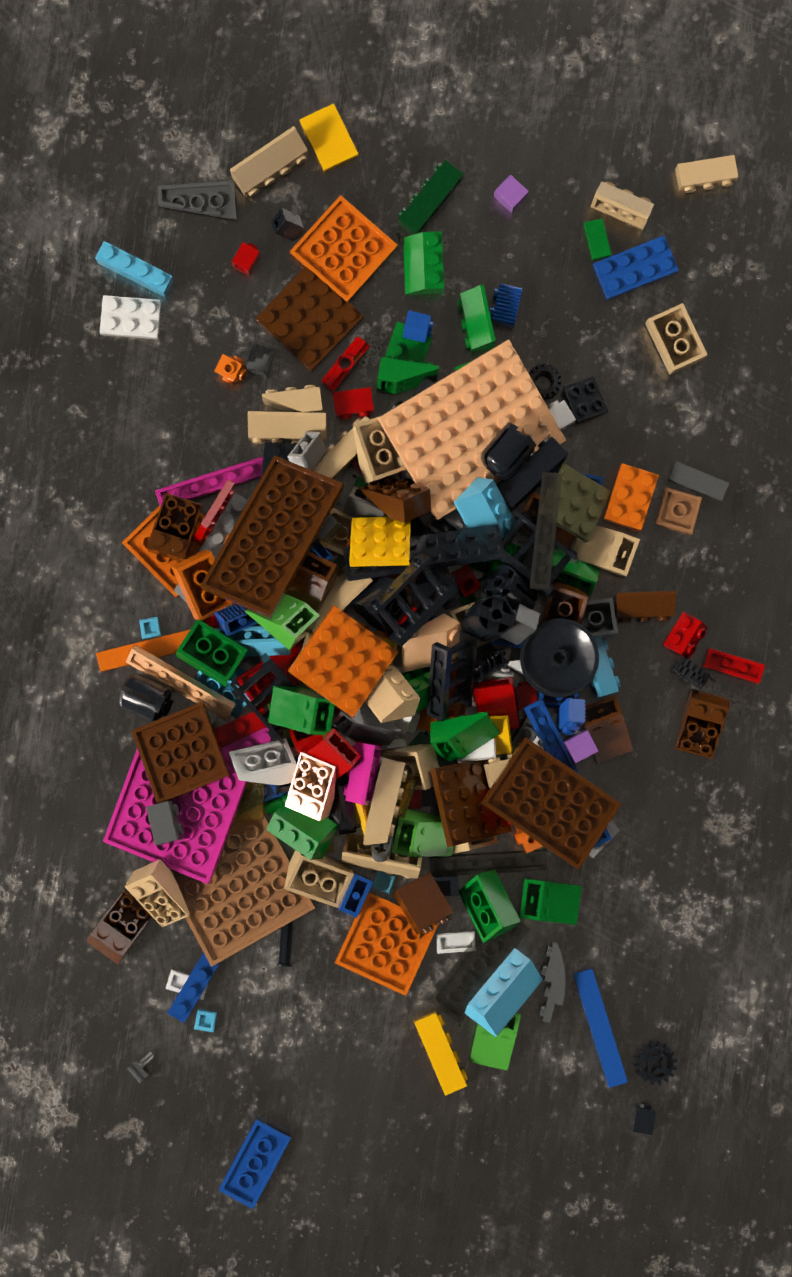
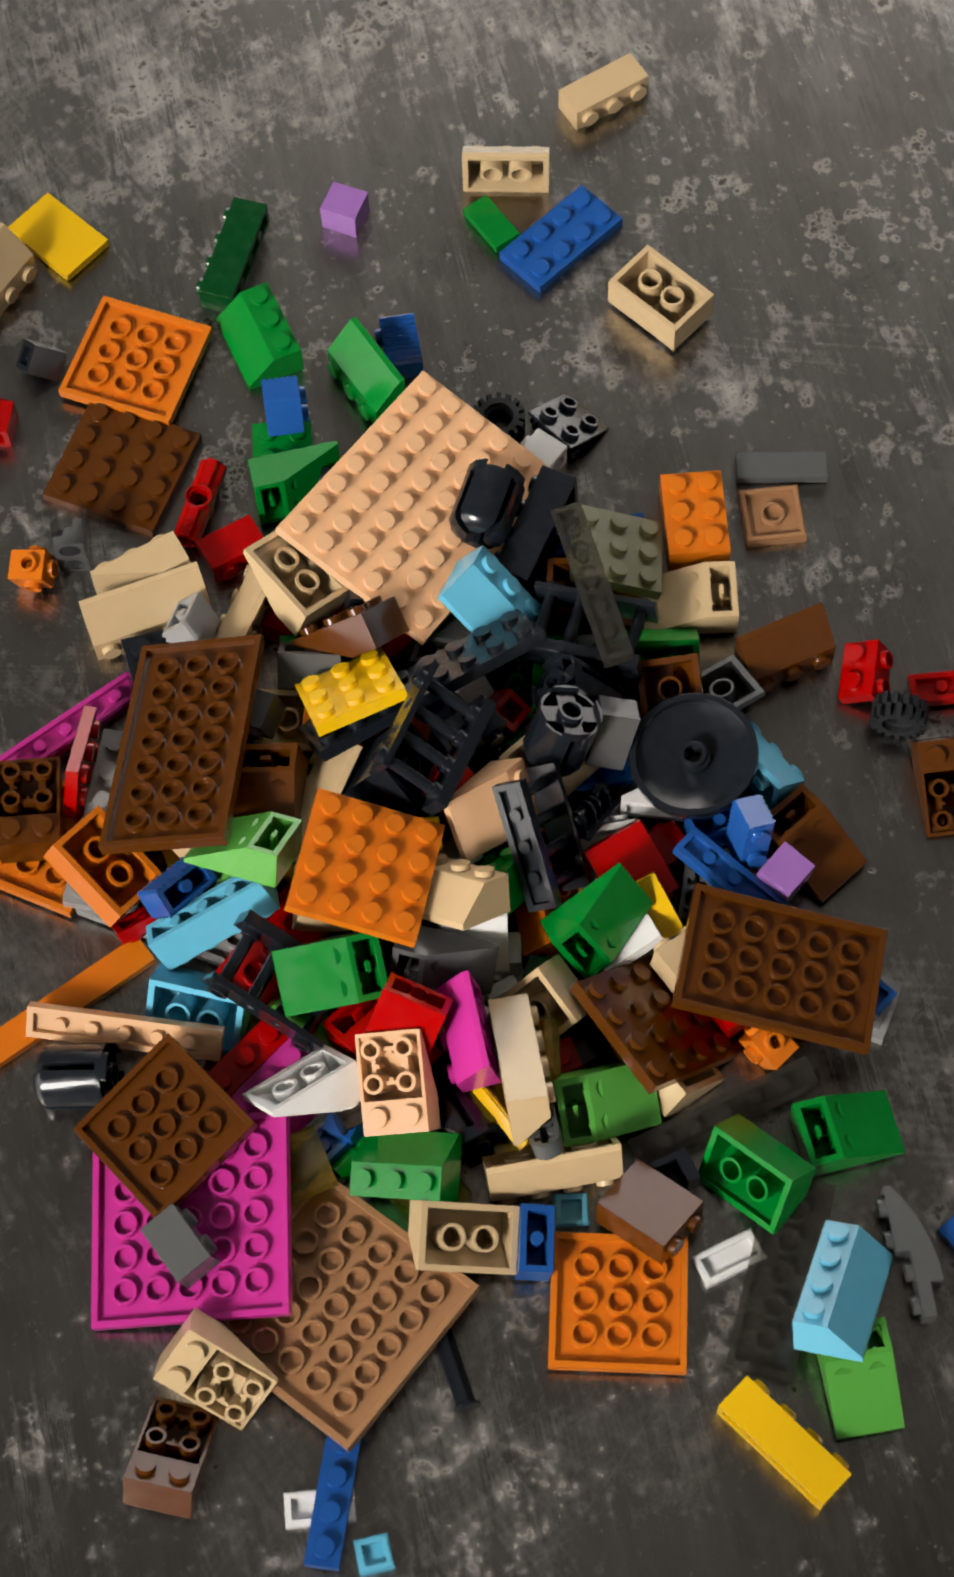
camera: 15 degrees left, 20 degrees down
(150, 628) = (46, 976): medium azure tile -> none
(211, 652) = (155, 954): green slope -> none

